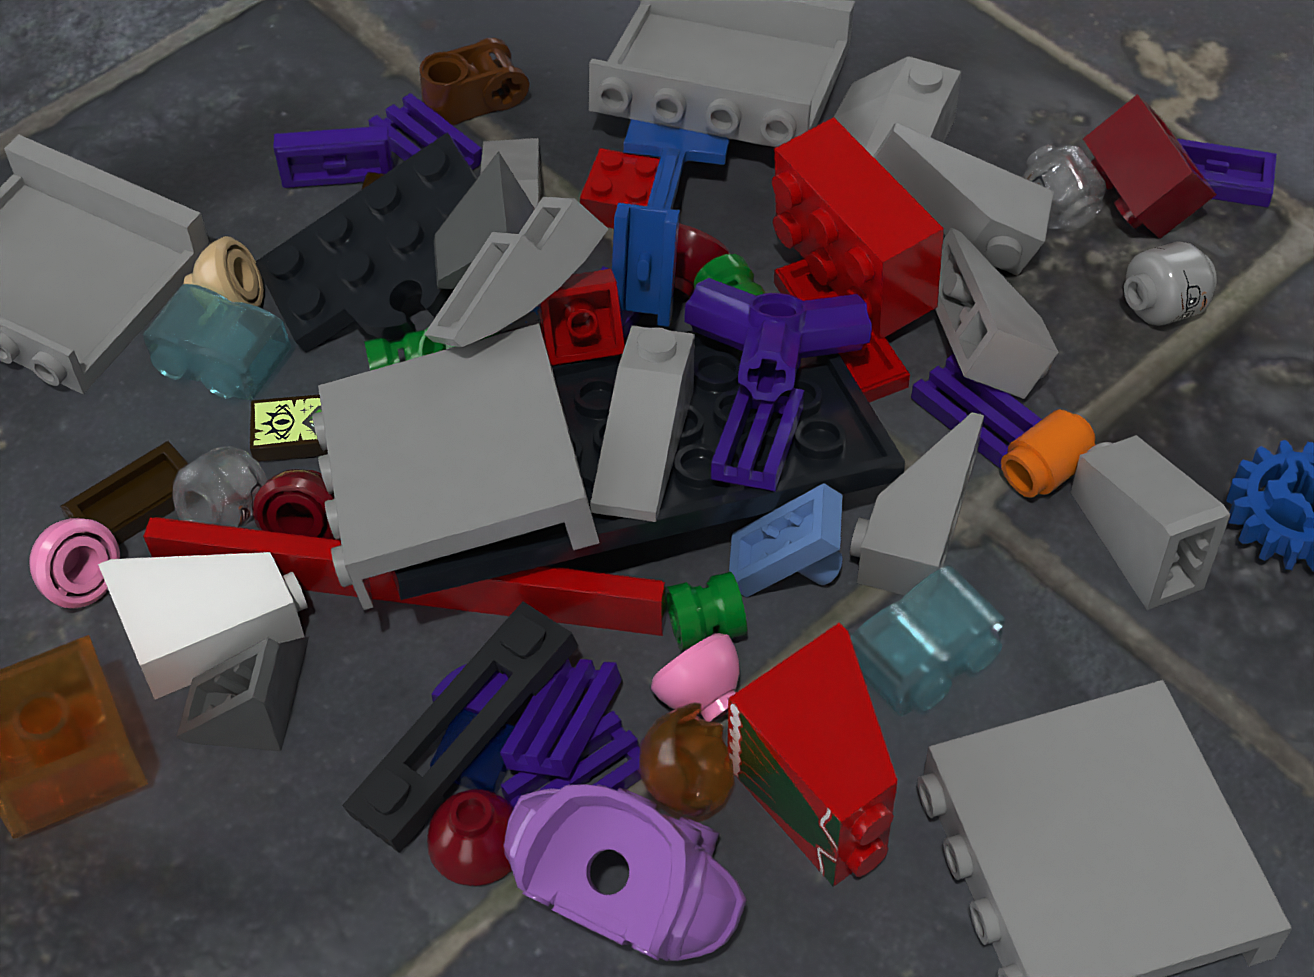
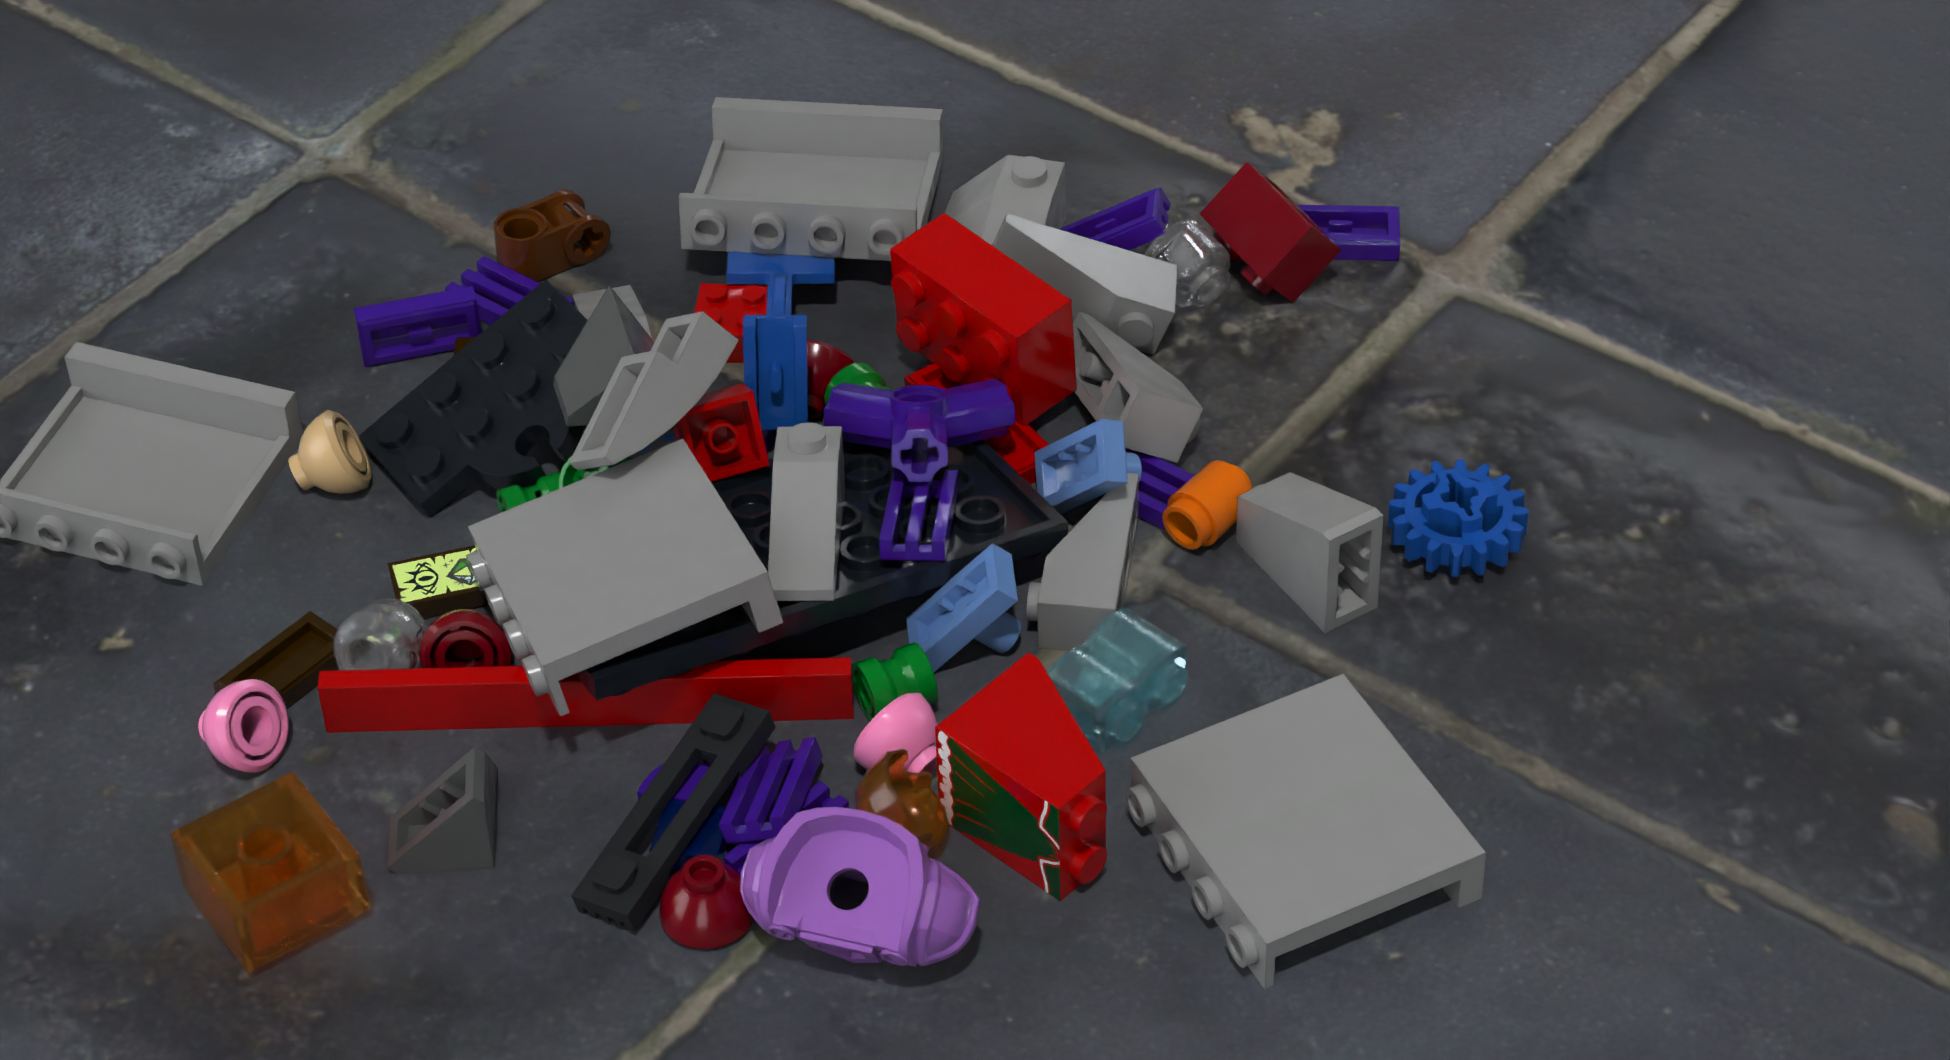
camera: 10 degrees left, 10 degrees down
(200, 611) = (380, 751): white slope -> none
(216, 342) = (339, 513): clear light blue brick -> none
(931, 400) = (1084, 465): none -> medium blue tile
(1007, 141) = (1127, 223): none -> dark purple tile
(1171, 281) = (1306, 338): light grey head -> none

